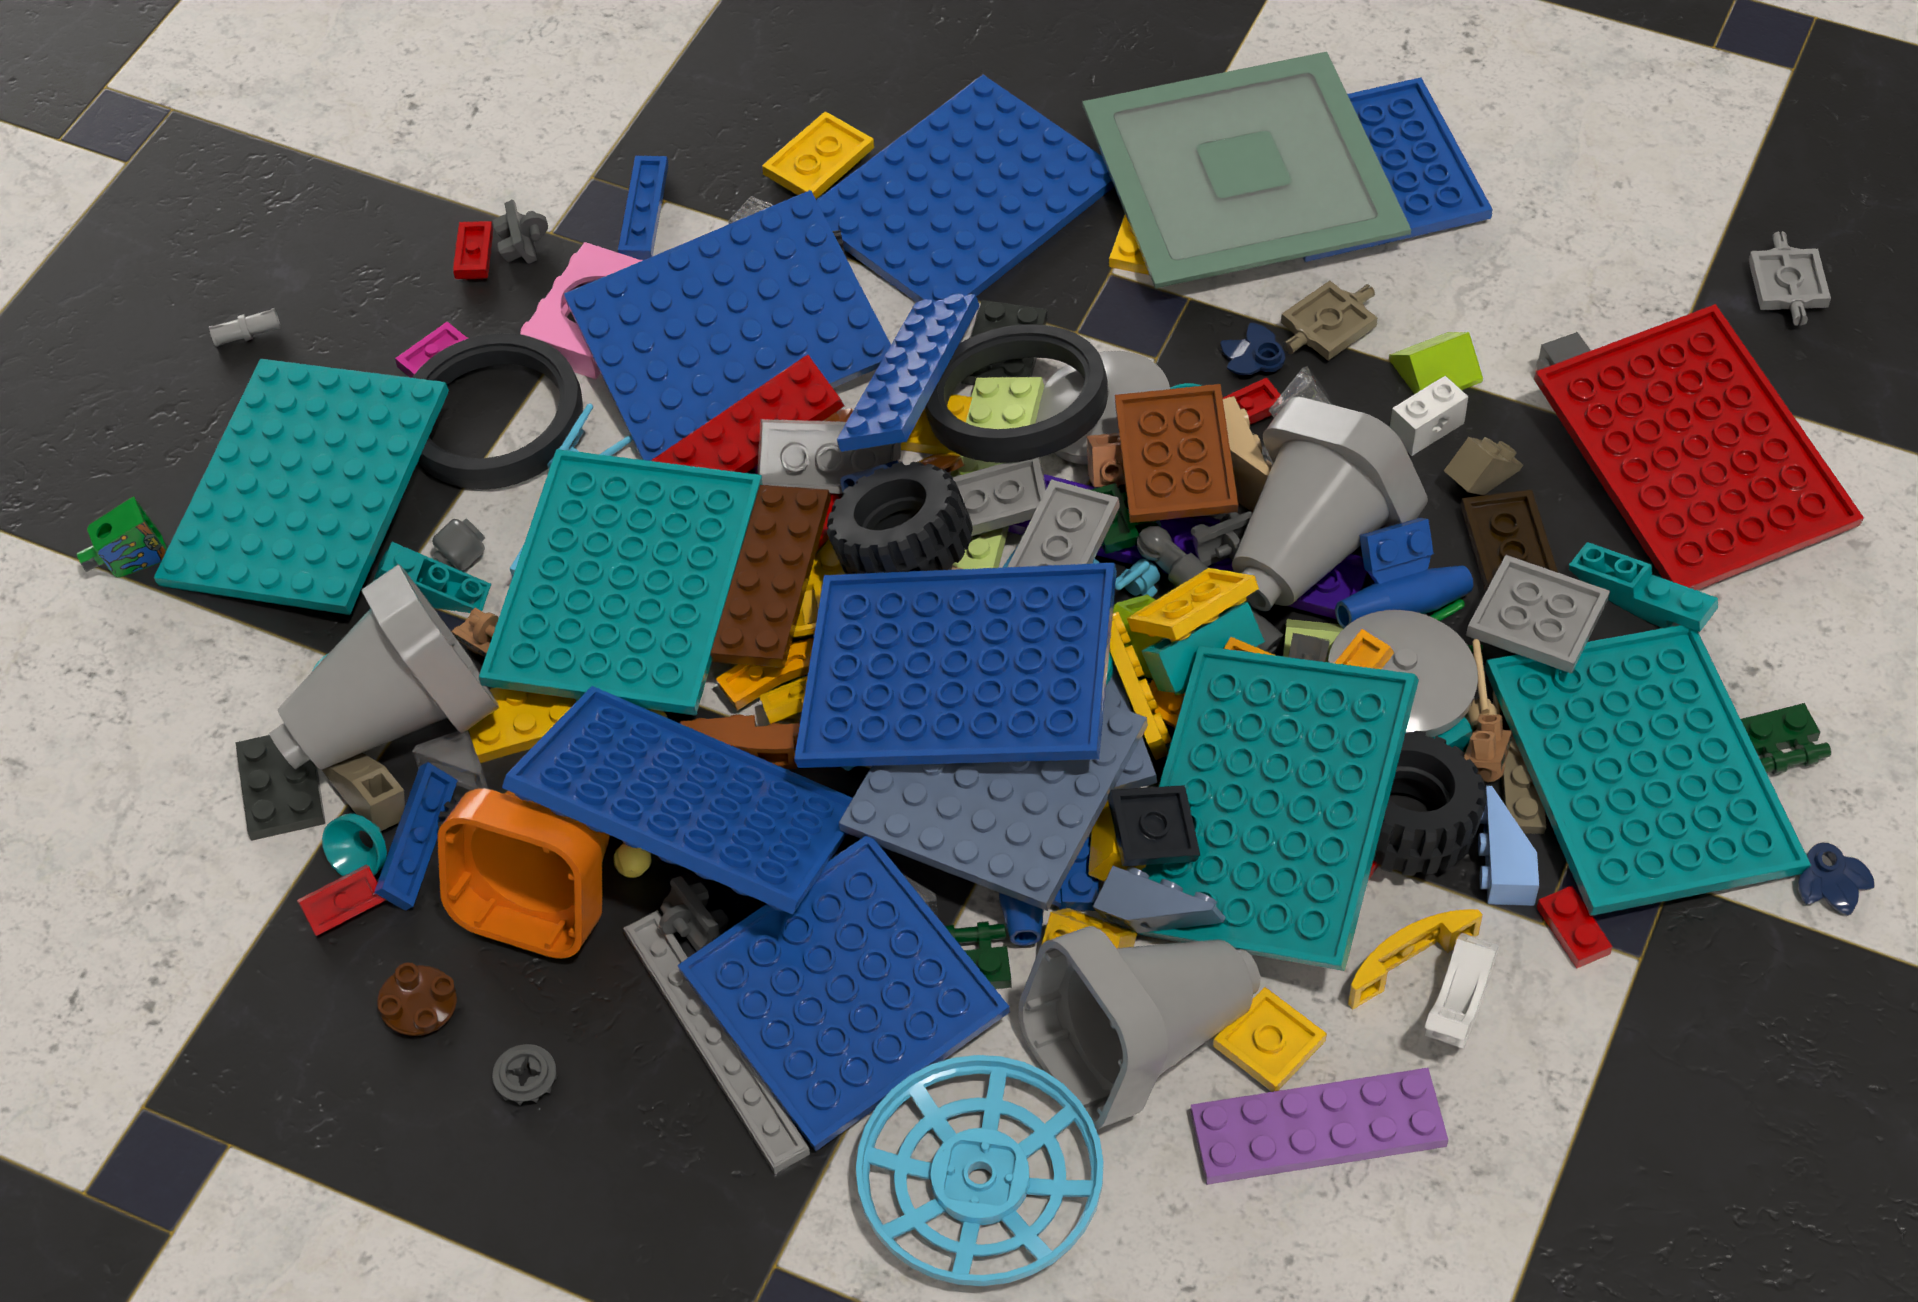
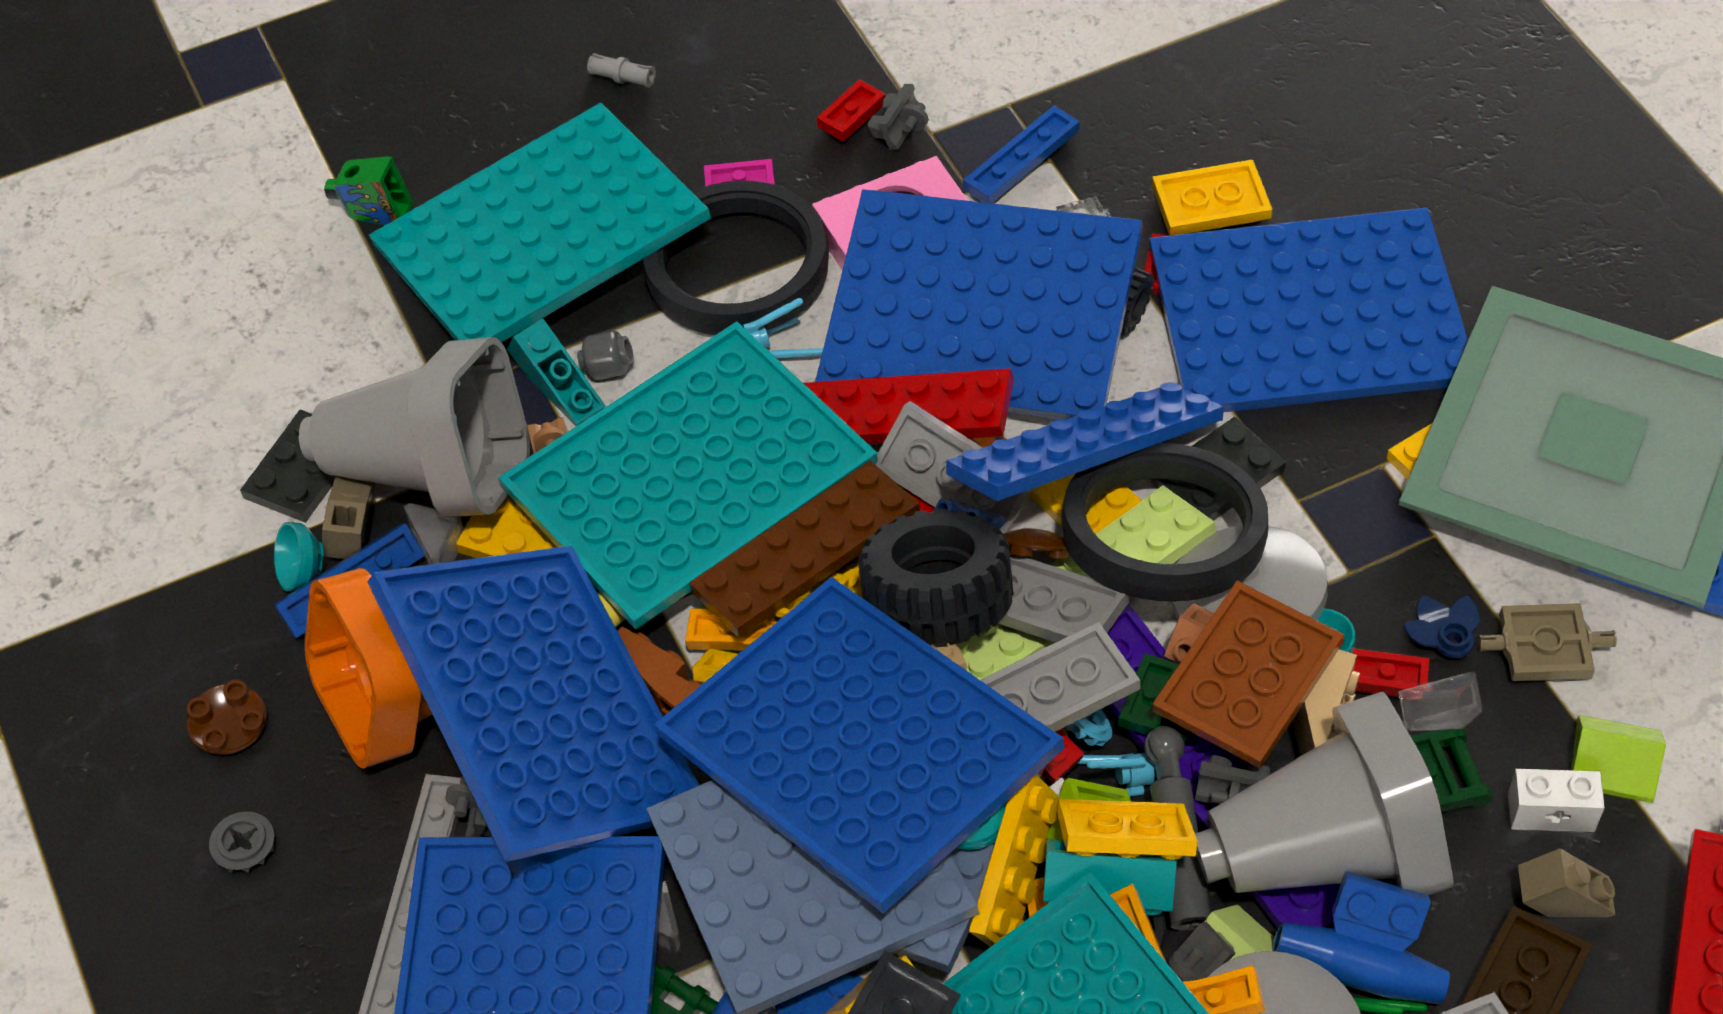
camera: 40 degrees right, 0 degrees up
(340, 900) = (246, 593): red plate -> none

